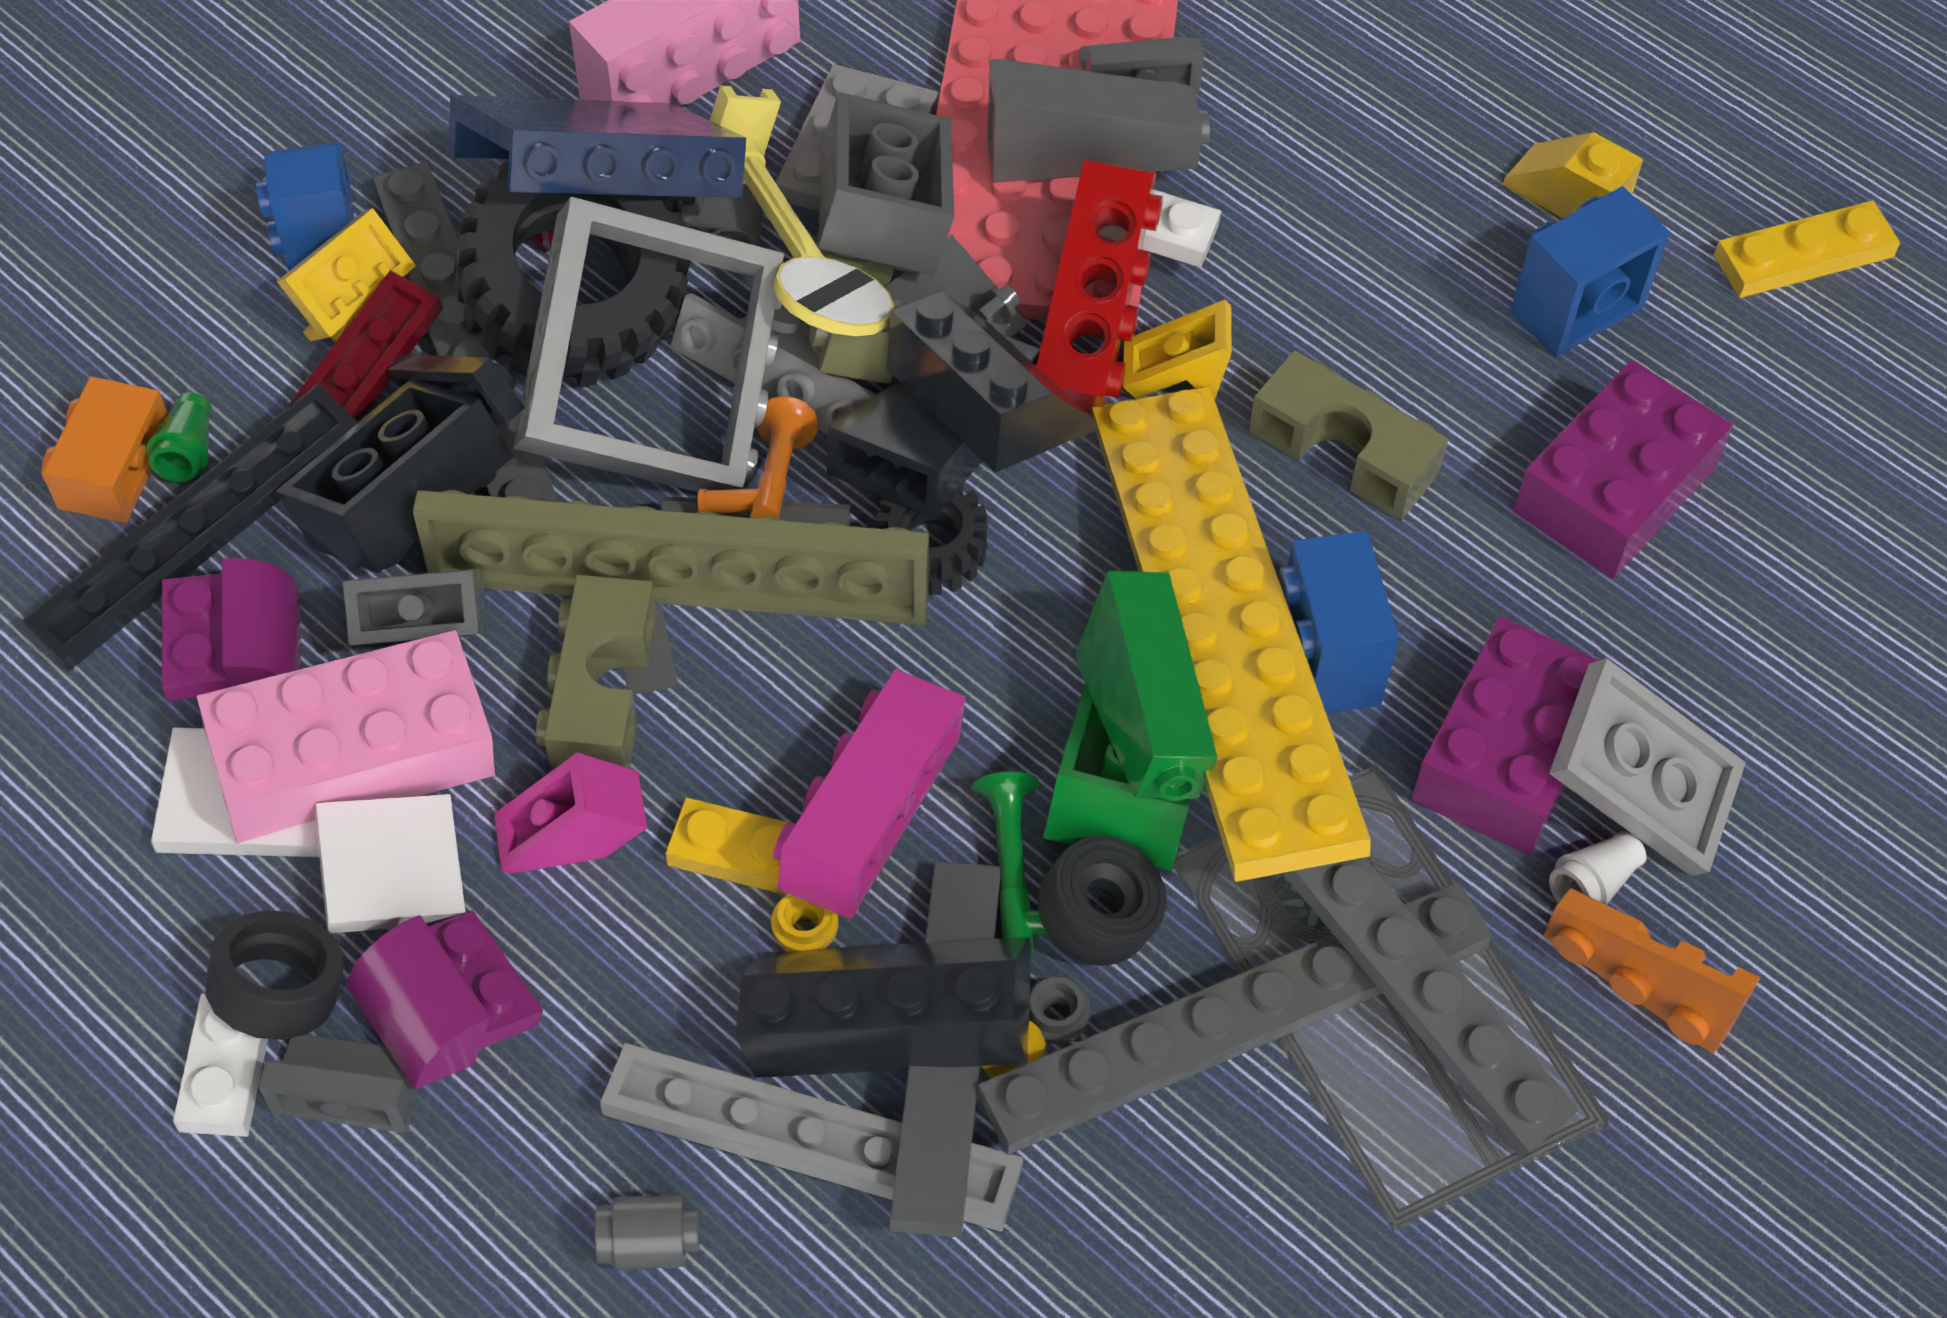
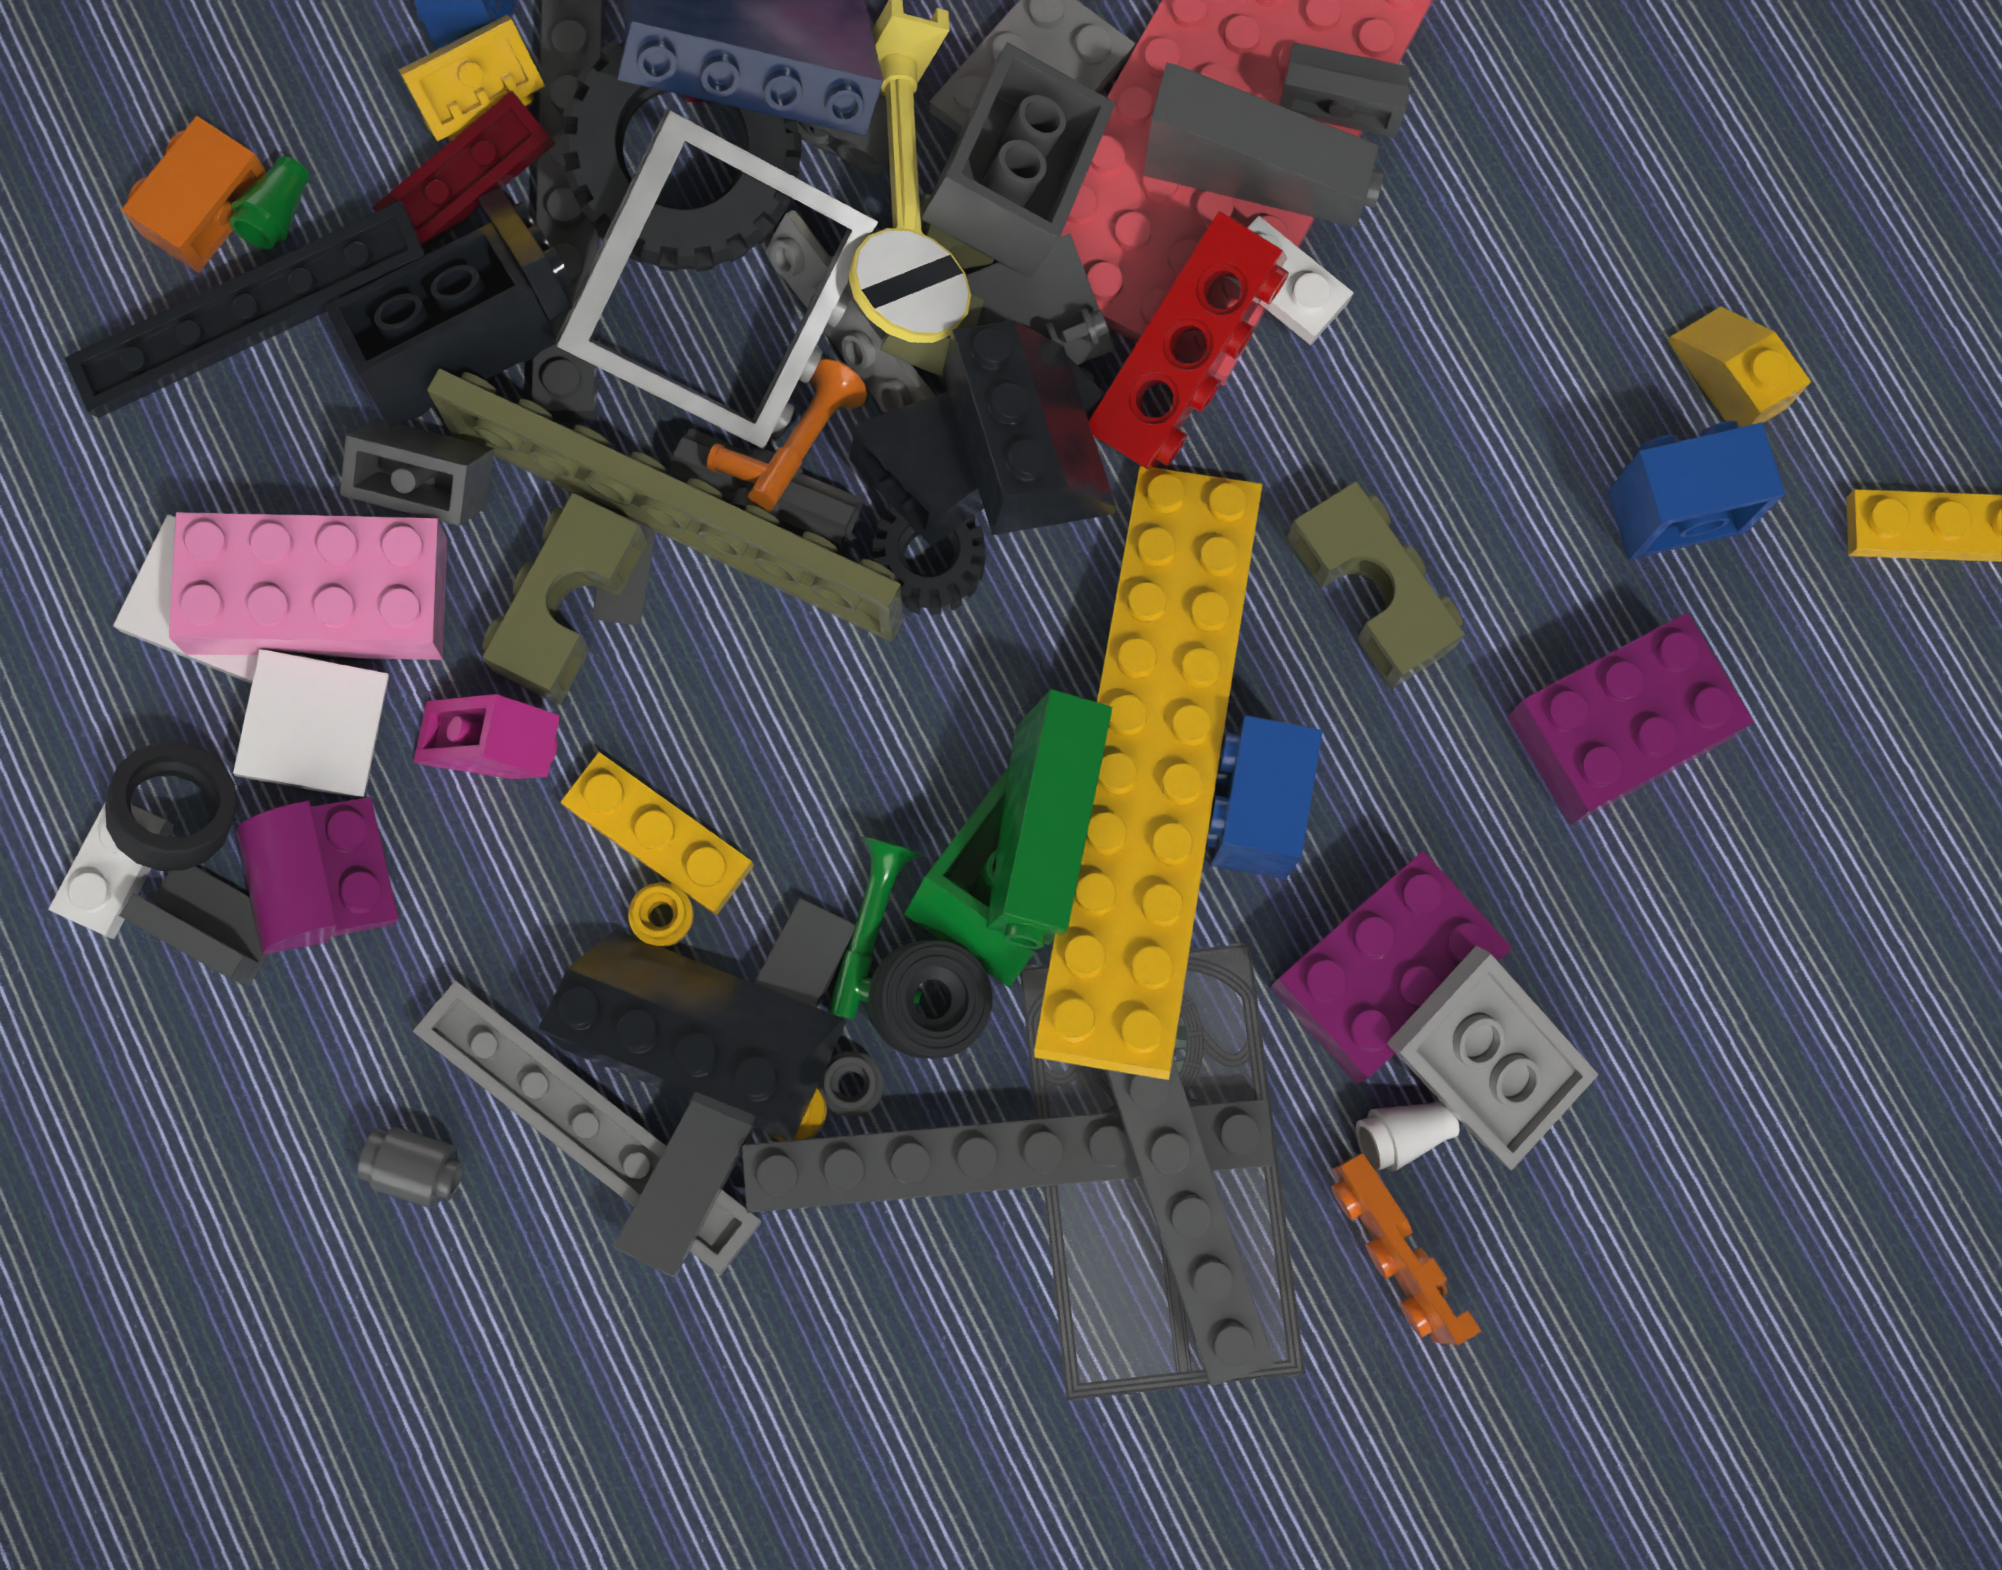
camera: 20 degrees right, 20 degrees up
(229, 628) = (248, 437): magenta brick -> none
(869, 793) = (758, 817): dark pink brick -> none
(1180, 350) = (1245, 439): yellow slope -> none

